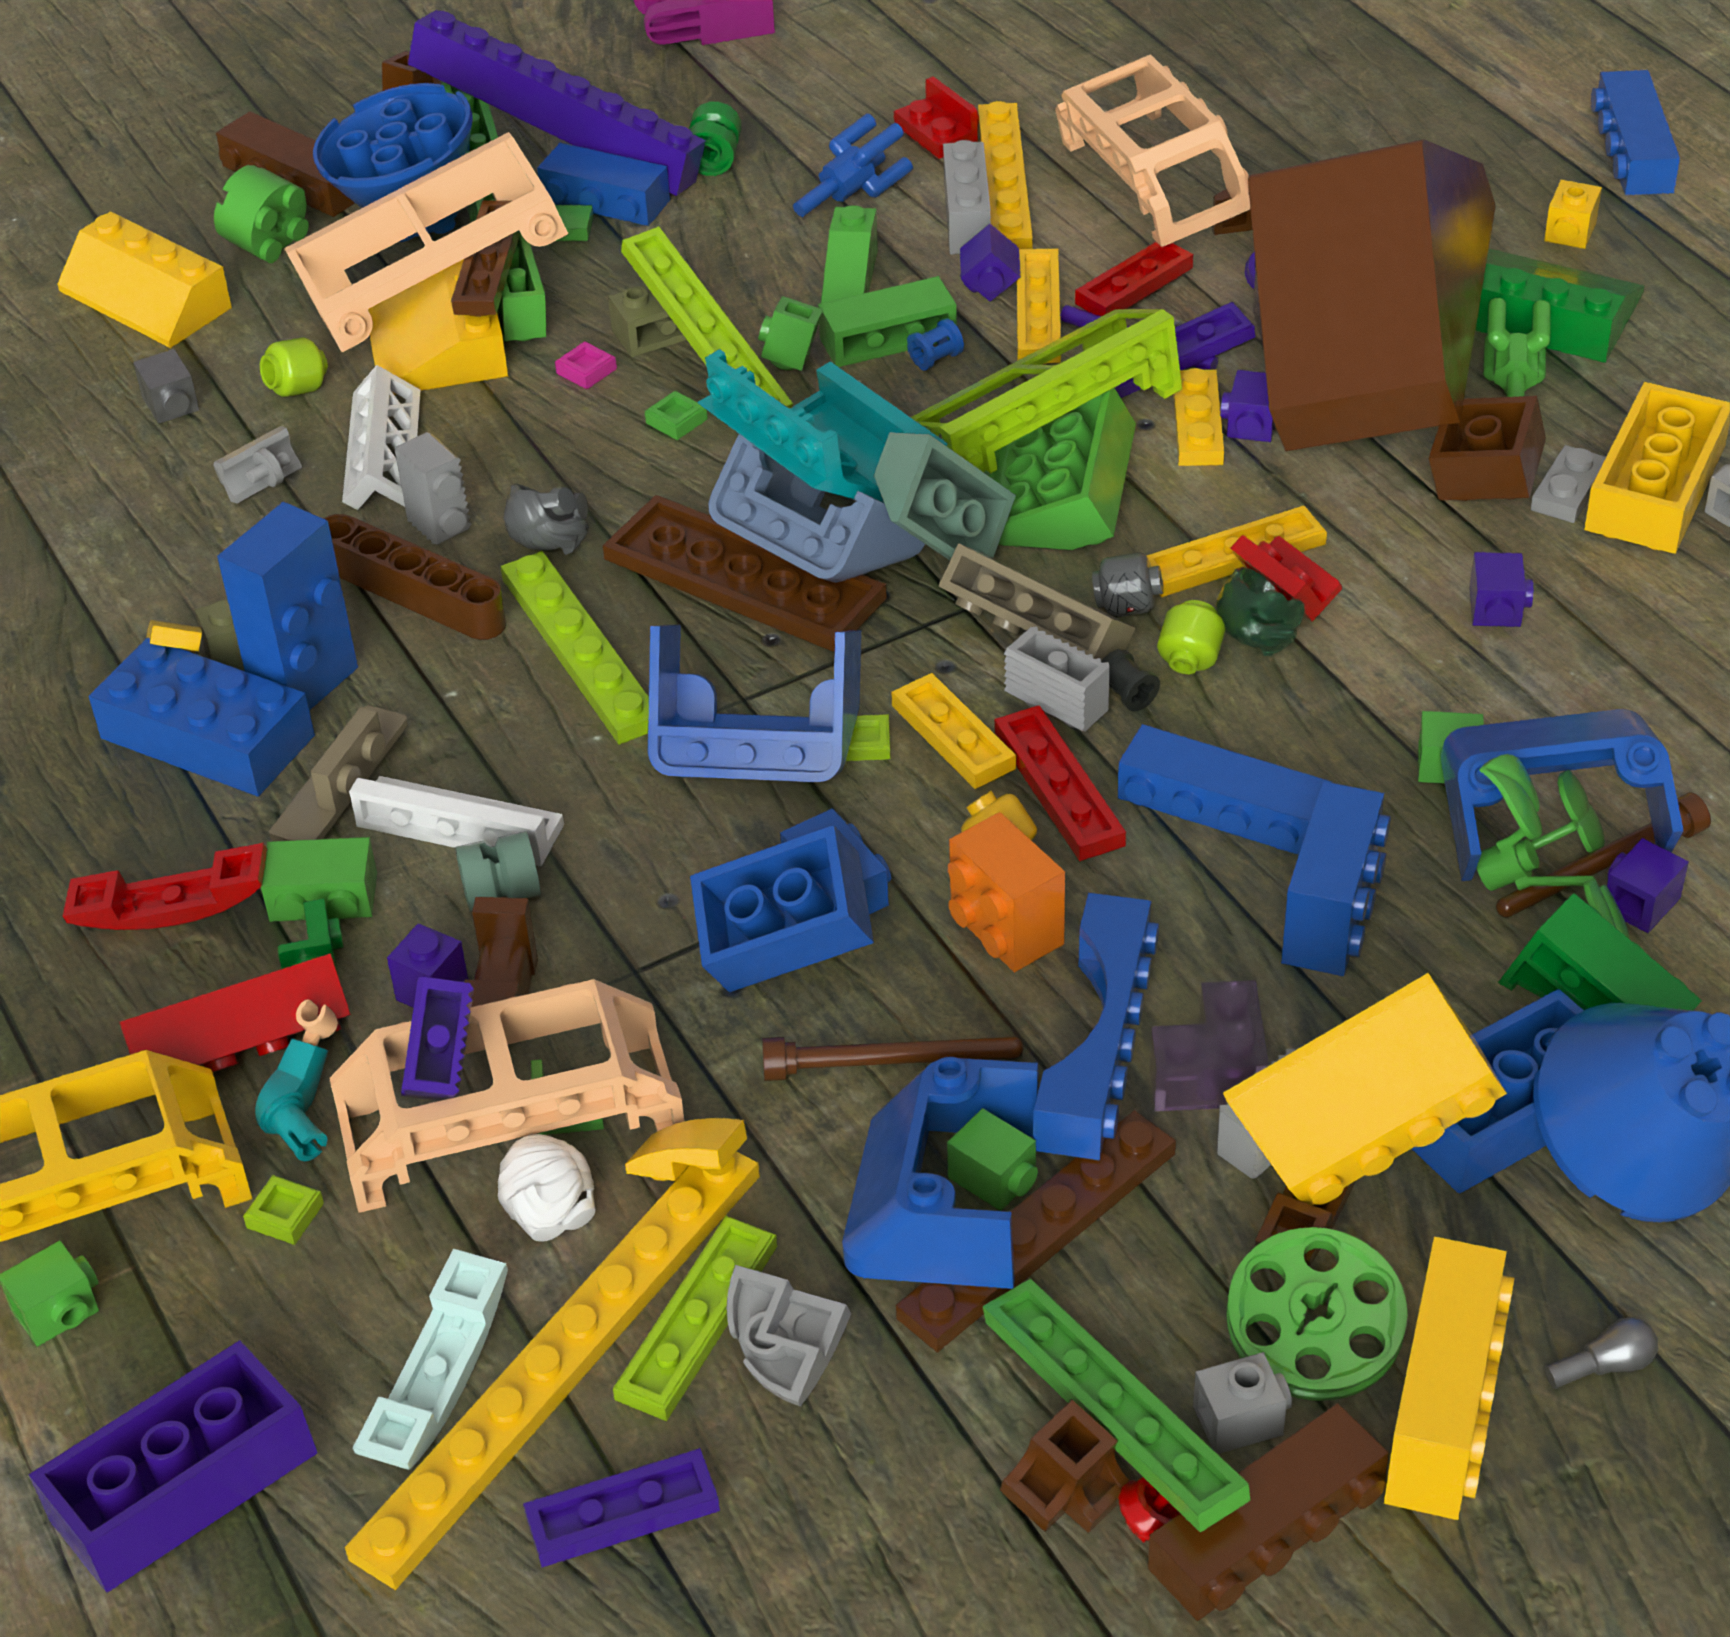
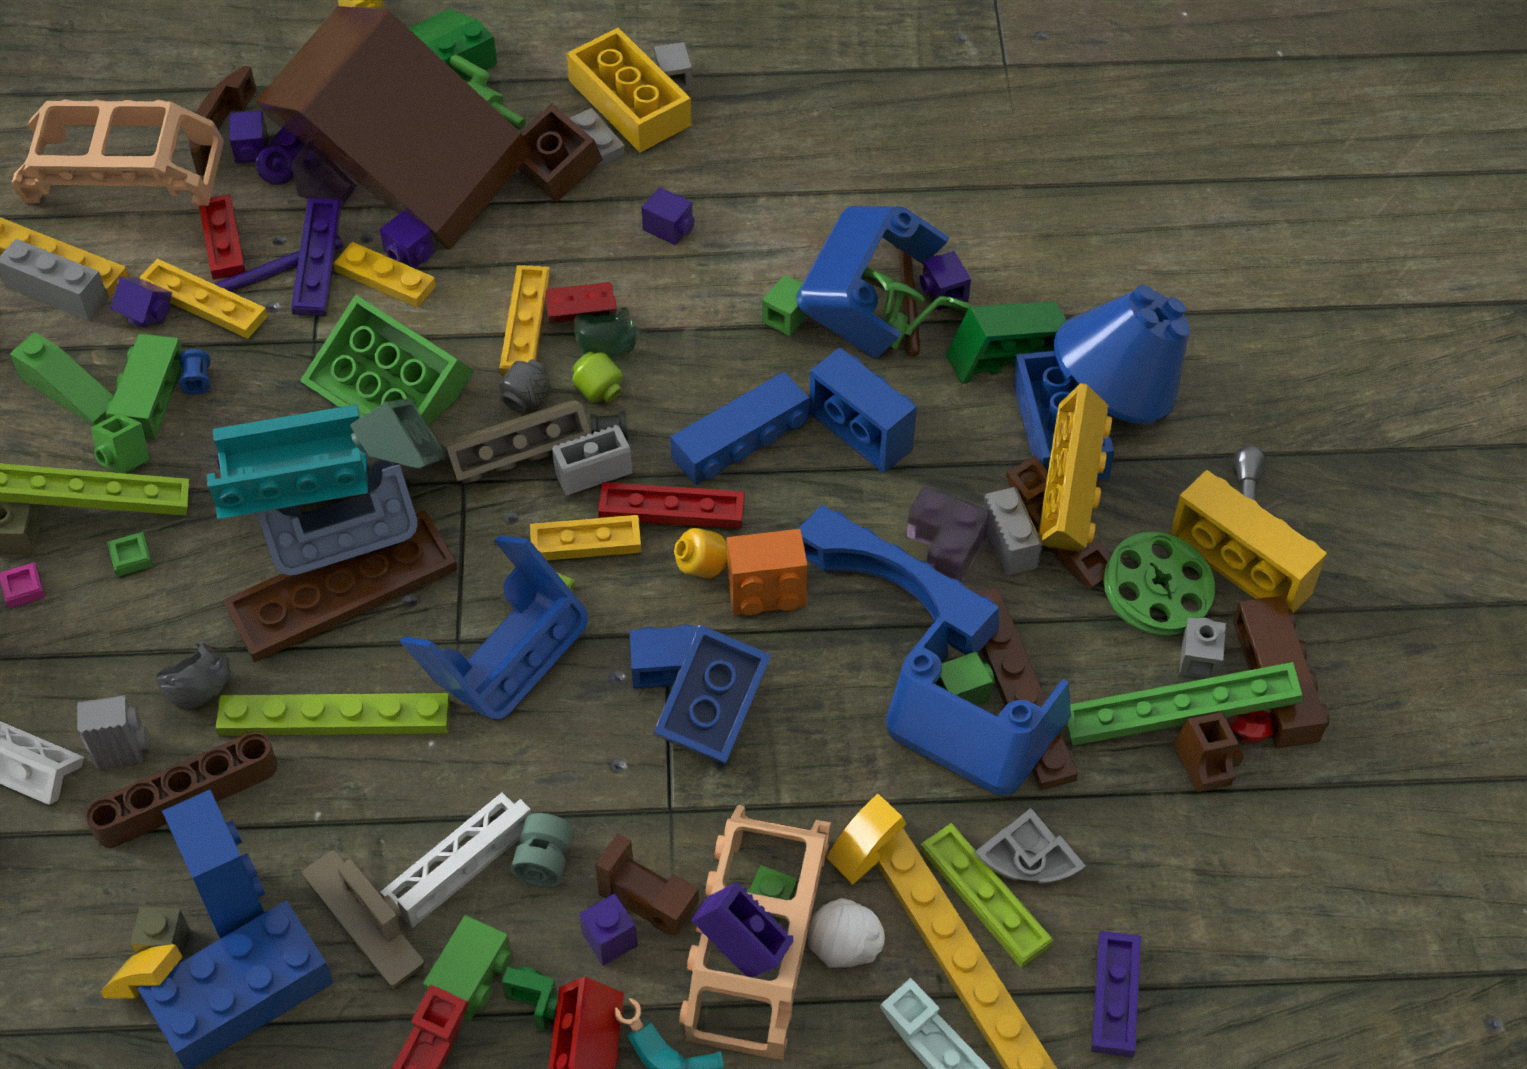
camera: 65 degrees left, 10 degrees up
(785, 1058) = (810, 758): reddish brown piece -> none
(1109, 358) = (353, 273): lime windscreen -> none

